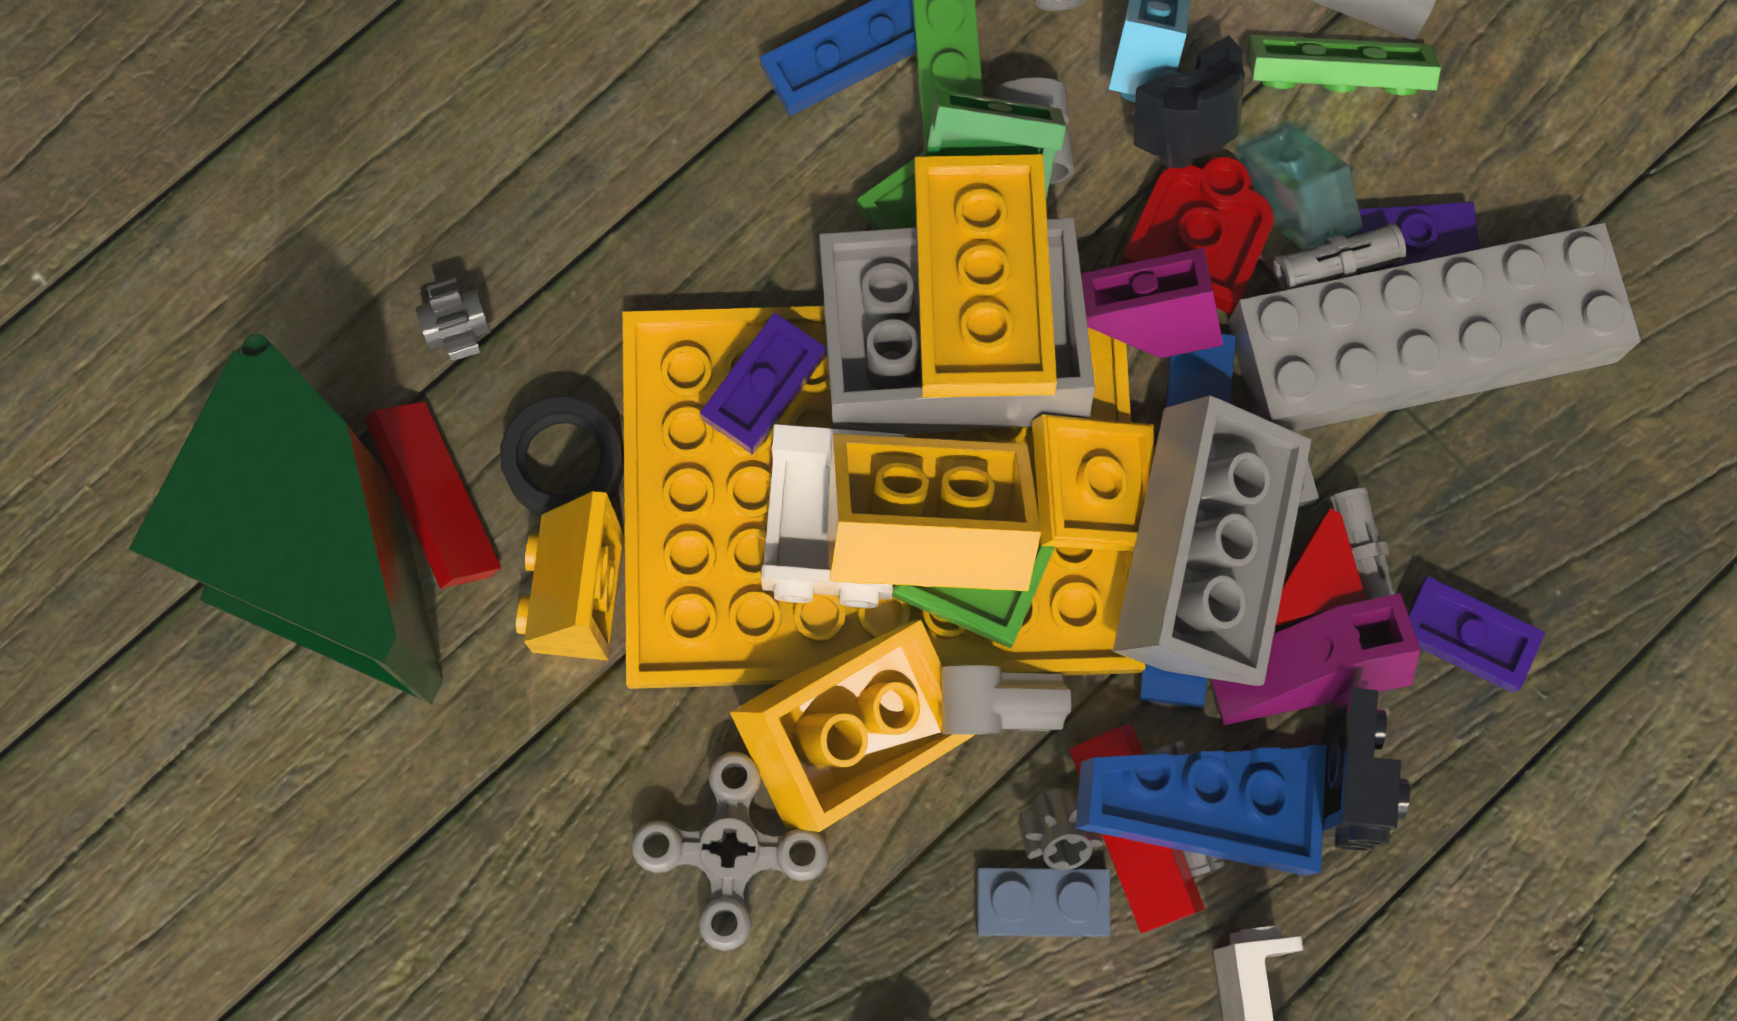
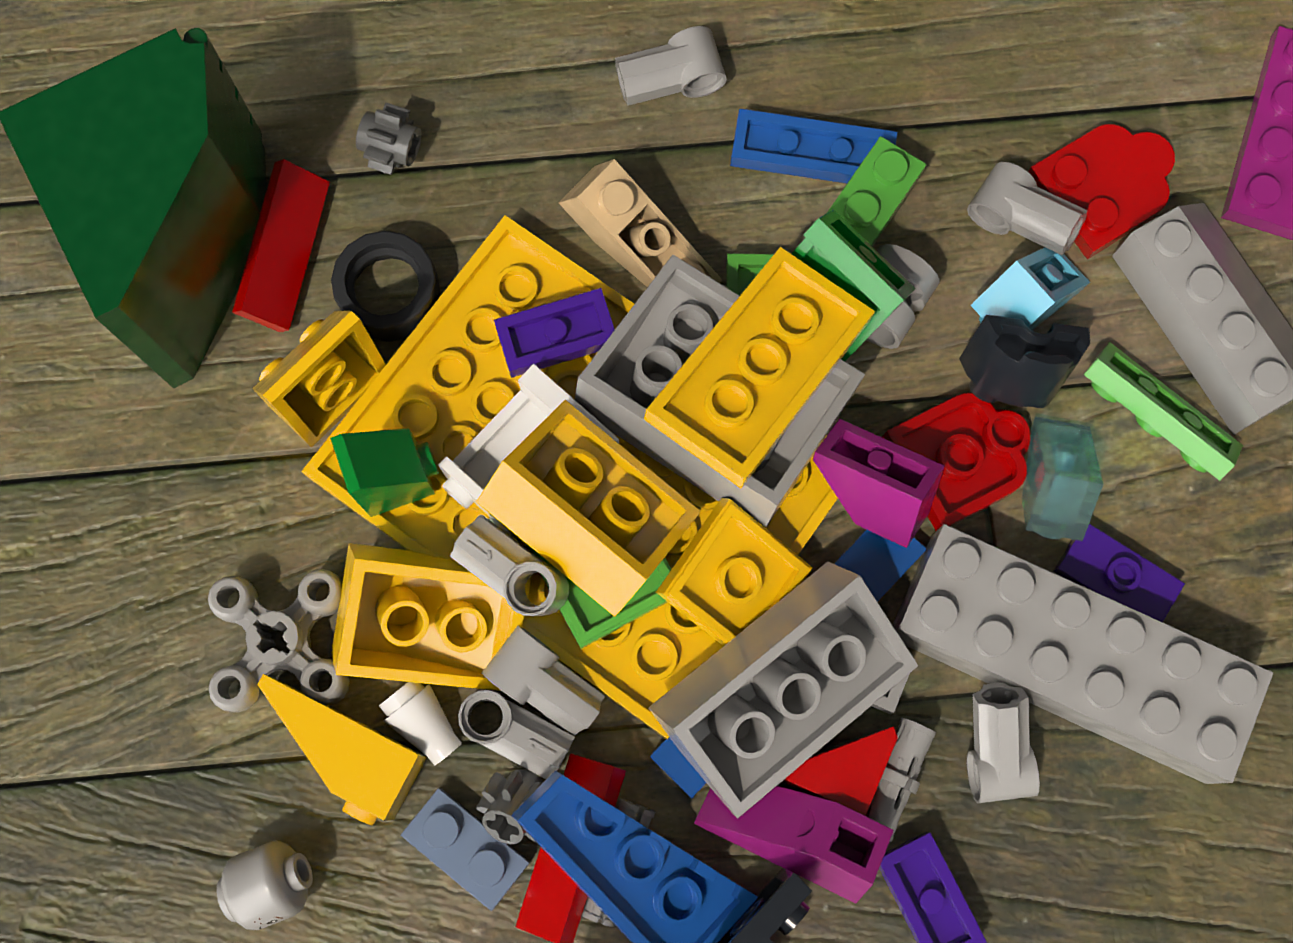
camera: 40 degrees right, 0 degrees up
(674, 50) = (683, 65): none -> light grey piece
(715, 617) = (385, 468): none -> green slope
(745, 238) = (628, 223): none -> tan slope
(883, 899) = (348, 755): none -> yellow slope
(894, 620) = (506, 567): none -> light grey piece
(915, 822) = (421, 721): none -> white cone
(1013, 767) = (521, 737): none -> light grey piece
(1340, 257) = (1047, 550): light grey pin -> none
(1439, 467) = (1002, 756): none -> light grey piece

